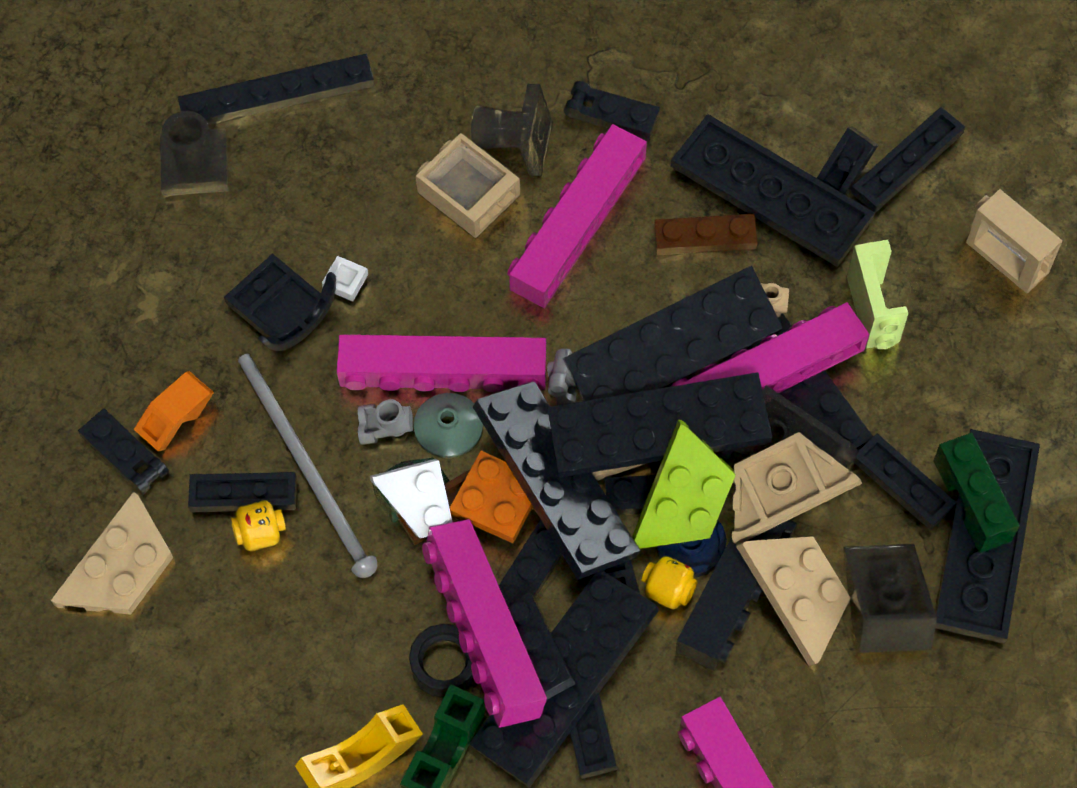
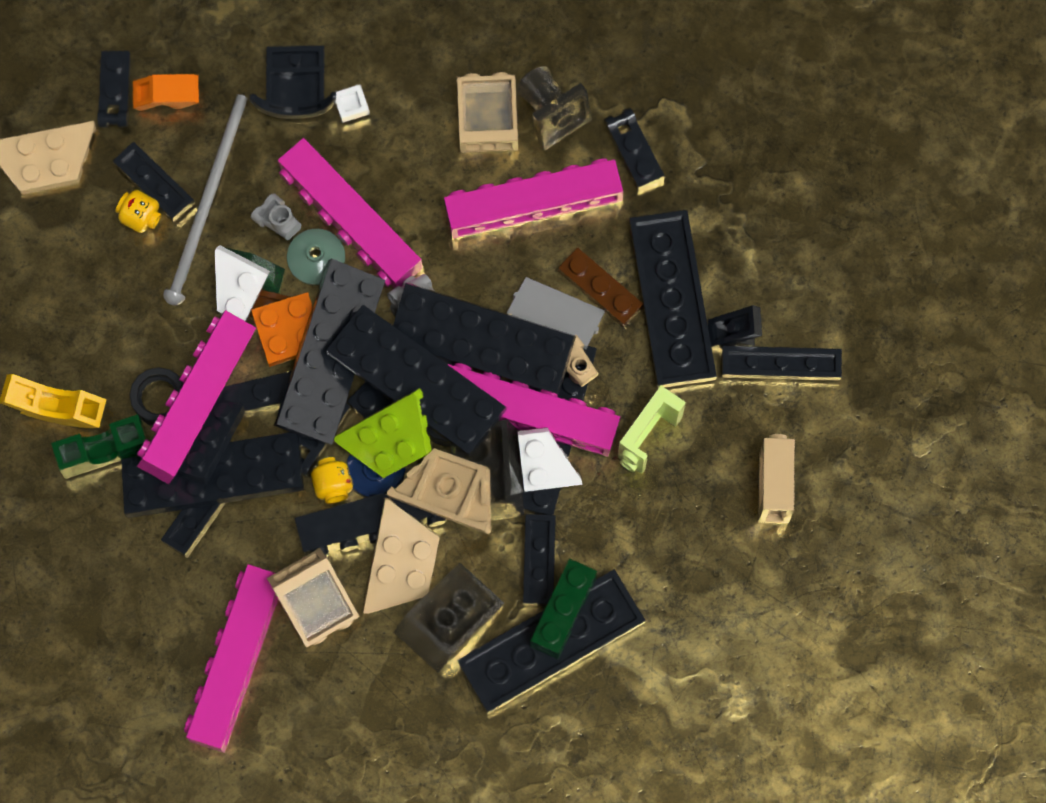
camera: 45 degrees right, 10 degrees up
(682, 281) = (556, 310): none -> light grey piece
(768, 687) = (313, 598): none -> window
(827, 394) = (544, 462): none -> white wing

